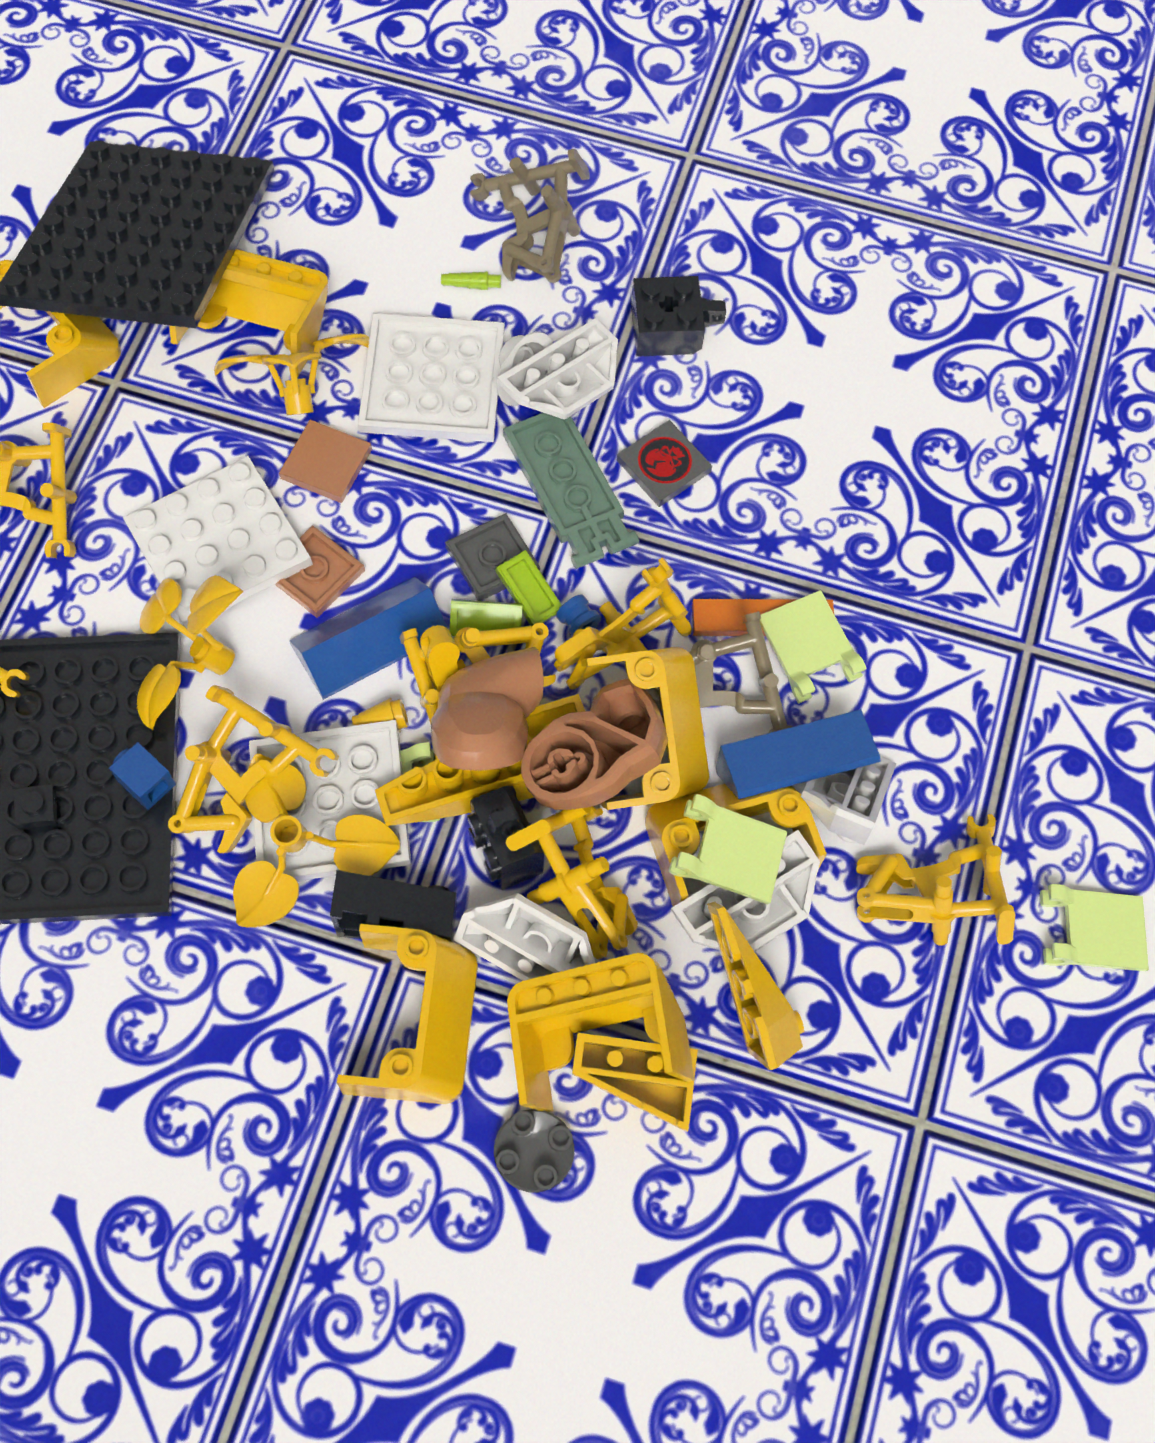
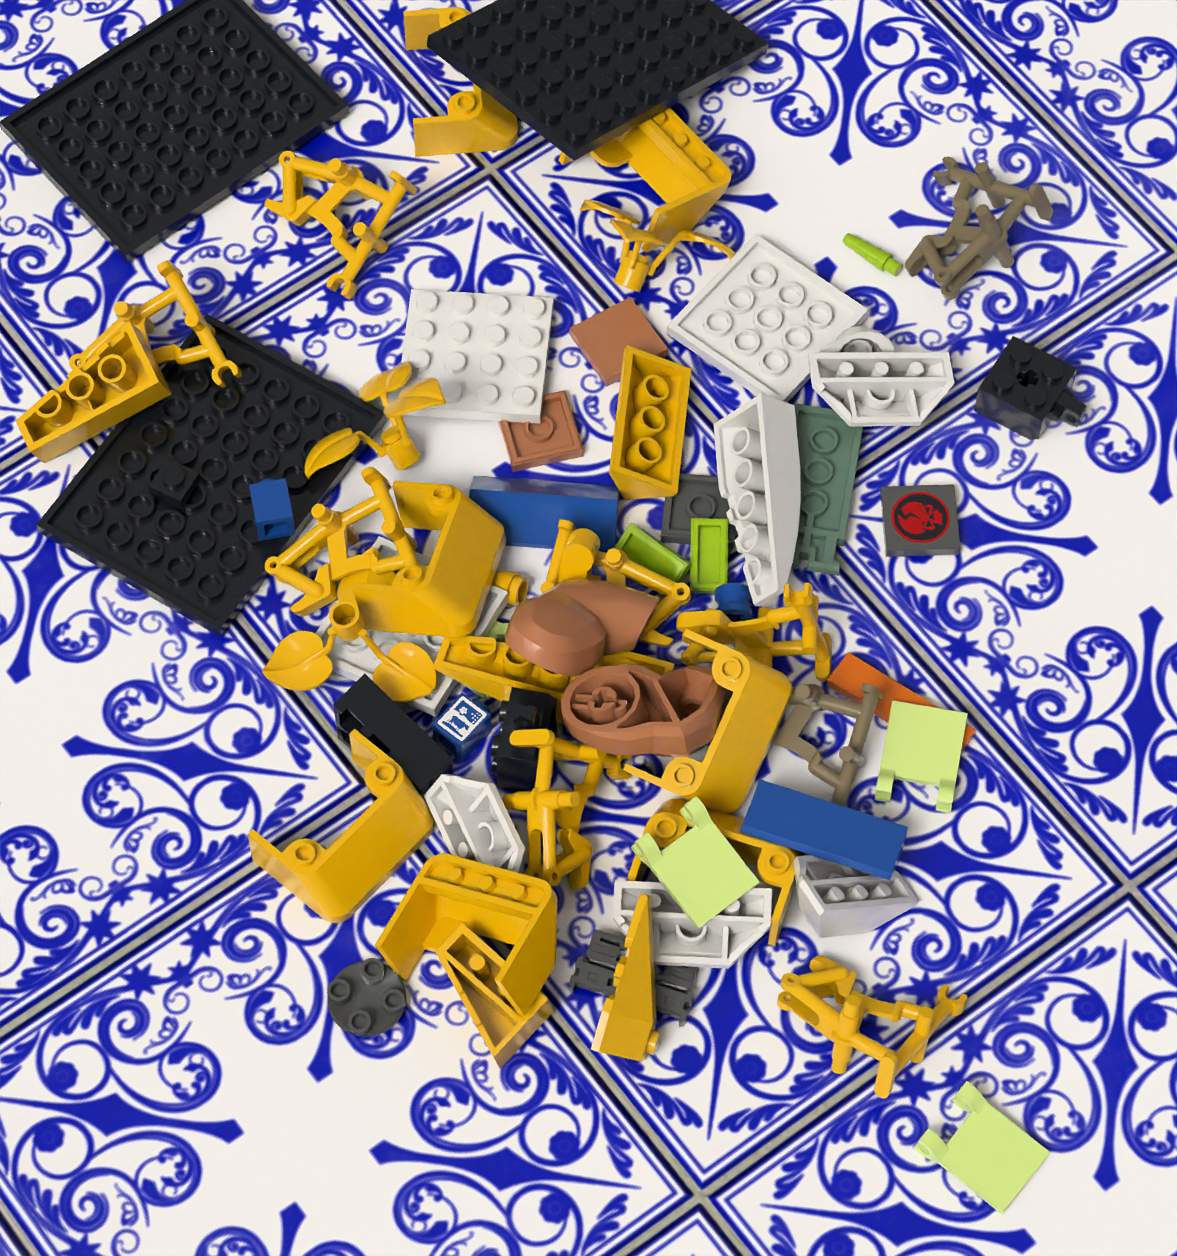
camera: 40 degrees right, 5 degrees down
(356, 752) = (454, 587): none -> yellow windscreen
(407, 512) = (649, 425): none -> yellow slope
(439, 857) = (462, 726): none -> blue brick
(538, 511) = (763, 489): none -> white wedge
(708, 996) = (601, 967): none -> dark grey piece

